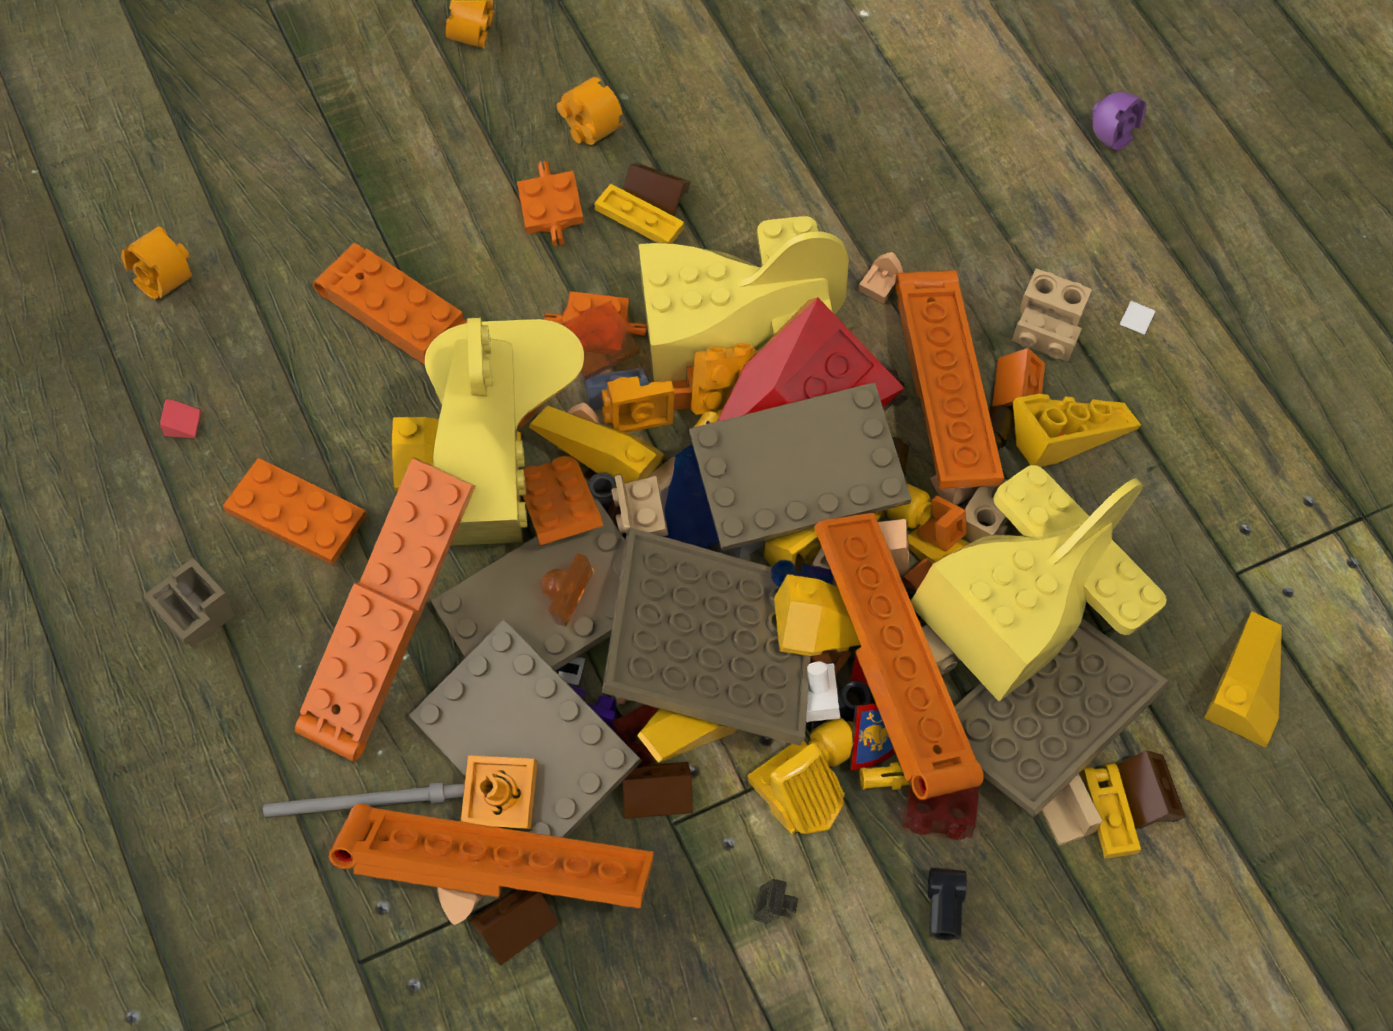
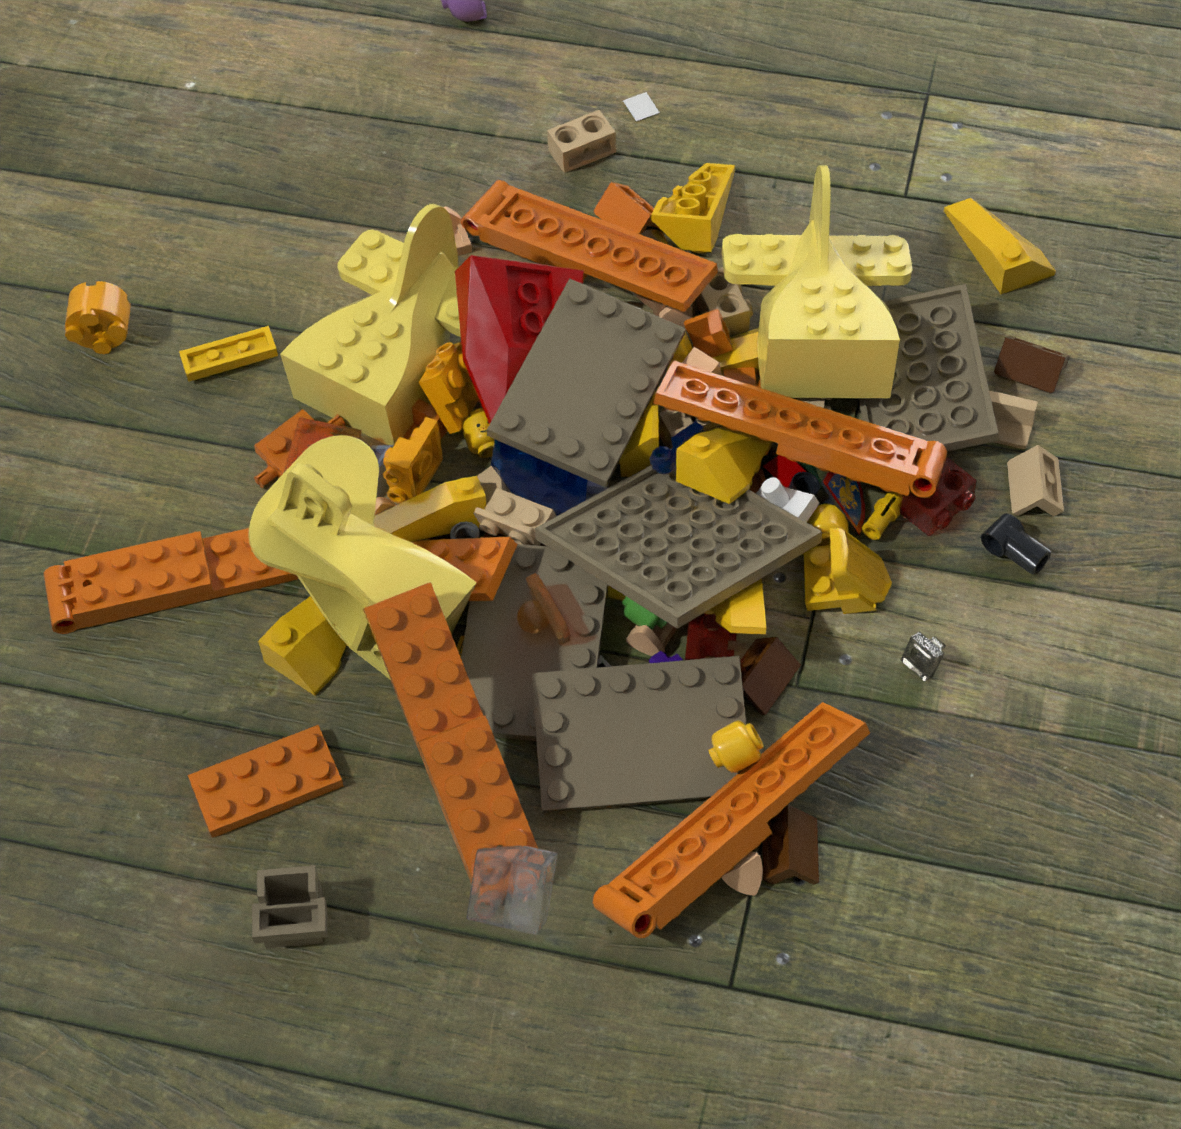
camera: 45 degrees left, 5 degrees down
(179, 420) = (87, 815): coral slope -> none
(312, 742) = (512, 887): none -> clear slope
(434, 793) = (628, 836): light grey bar -> none
(486, 791) = (676, 757): light orange plate -> none
(550, 202) = (149, 407): orange plate -> none
(555, 814) = (736, 746): none -> yellow head
(655, 187) = (213, 324): reddish brown panel -> none
(1026, 877) = (1035, 482): none -> tan panel
(1046, 334) = (603, 168): tan bracket -> none
(1117, 828) = (1052, 403): yellow plate -> none

